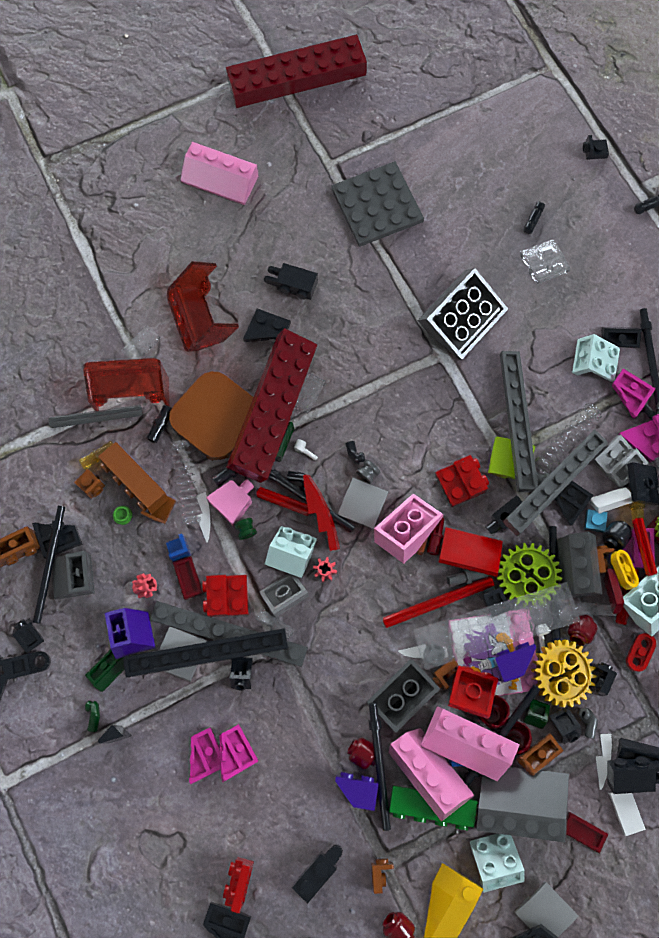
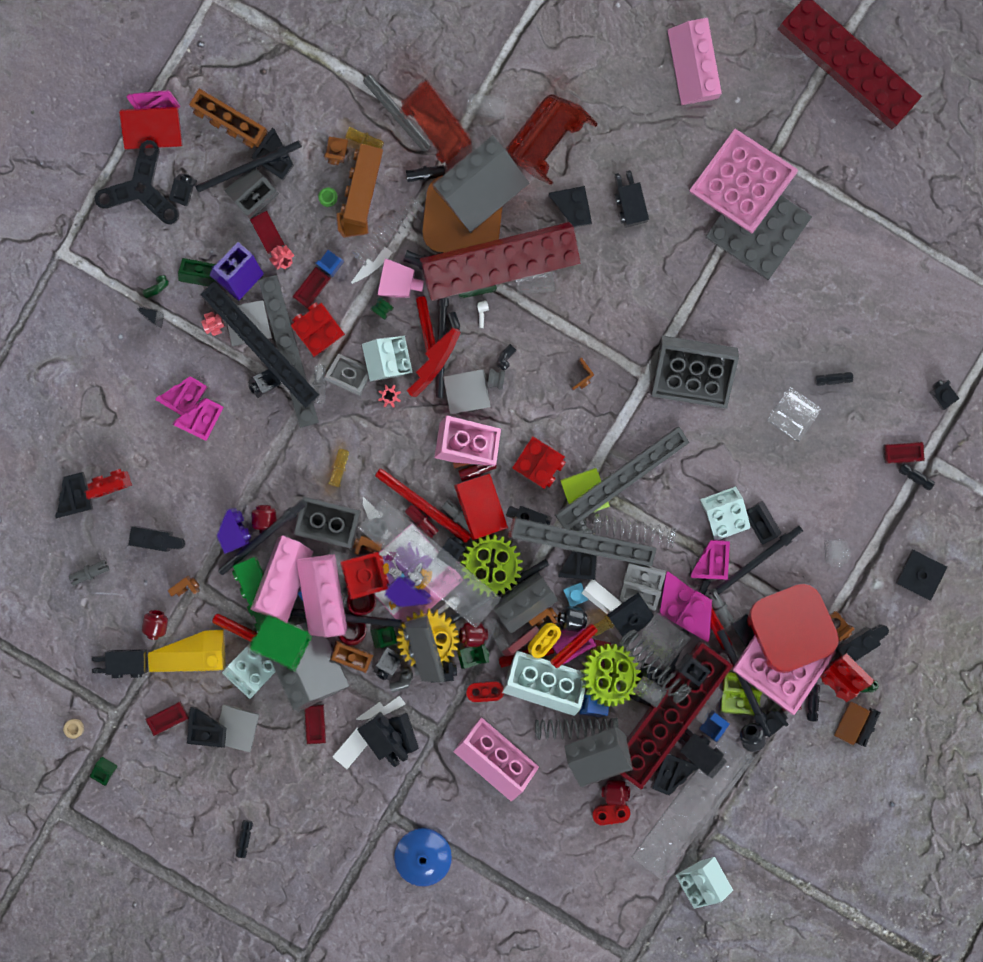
camera: 55 degrees right, 15 degrees up
(114, 585) = (267, 231): none -> dark red tile
(159, 684) = (212, 323): none -> coral gear
(198, 381) = (481, 183): none -> dark grey slope
(335, 190) = (743, 181): none -> bright pink plate
(359, 654) = (339, 467): none -> clear yellow axle
(410, 393) = (585, 382): none -> dark orange bracket
(451, 611) = (421, 521): none -> dark red axle
(451, 847) = (234, 627): none -> red axle
(491, 812) = (280, 642): none -> green panel
(576, 679) = (424, 650): none -> dark grey slope
(602, 642) = (473, 656): none -> dark green bracket
(625, 201) = (904, 452): none -> dark red tile

